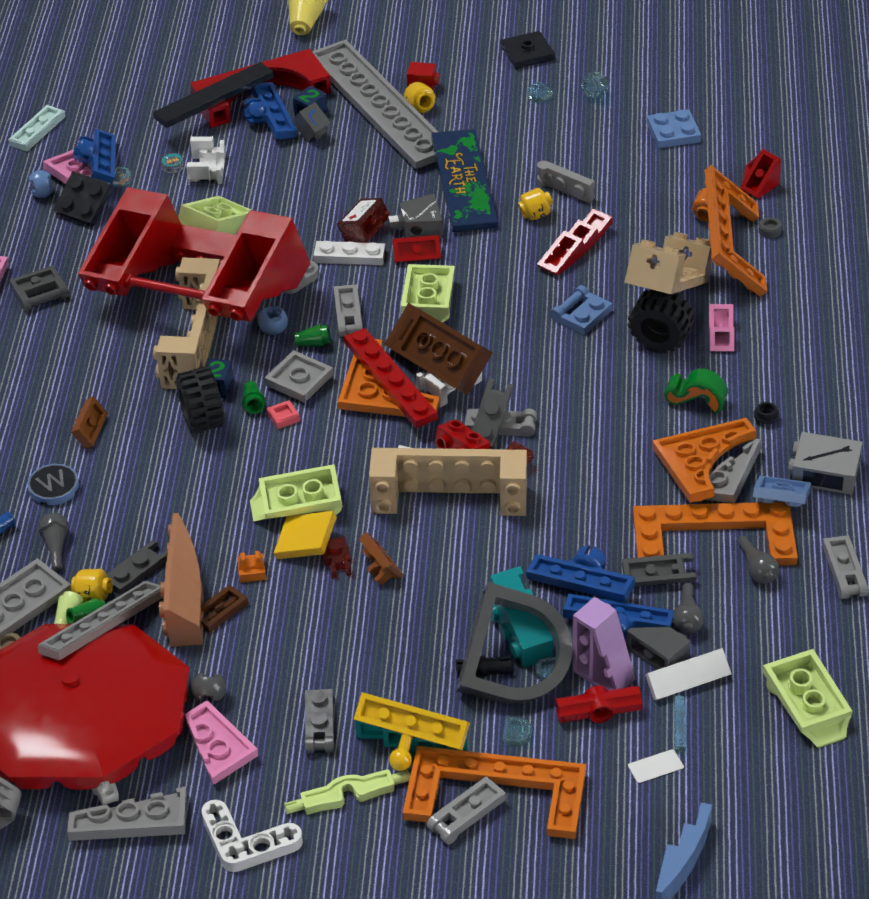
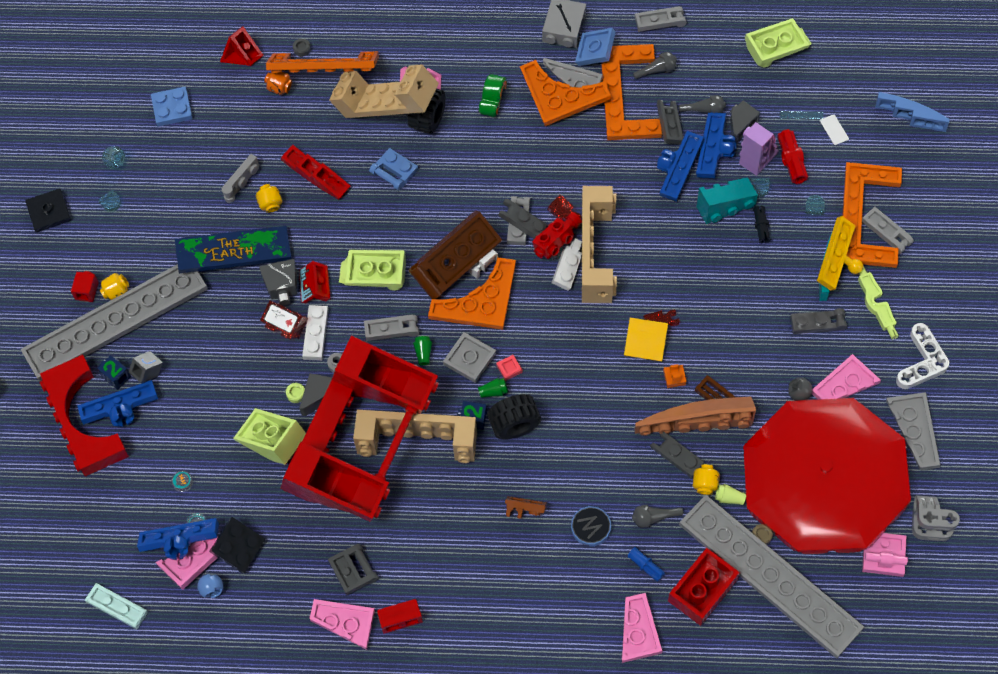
camera: 90 degrees left, 20 degrees up
(78, 612) = (733, 478): green cone -> none
(100, 621) = (751, 461): light grey tile -> none
(211, 160) = (186, 450): white piece -> none
(213, 95) = (107, 445): black tile -> none
(297, 493) = (607, 347): yellowish green slope -> none
(383, 562) = (670, 287): dark orange plate -> none
(391, 378) = (479, 289): red plate -> none
(518, 600) = (754, 215): dark grey window -> none
(688, 674) = (761, 104): white tile -> none
(766, 413) = (511, 52): black plate -> none

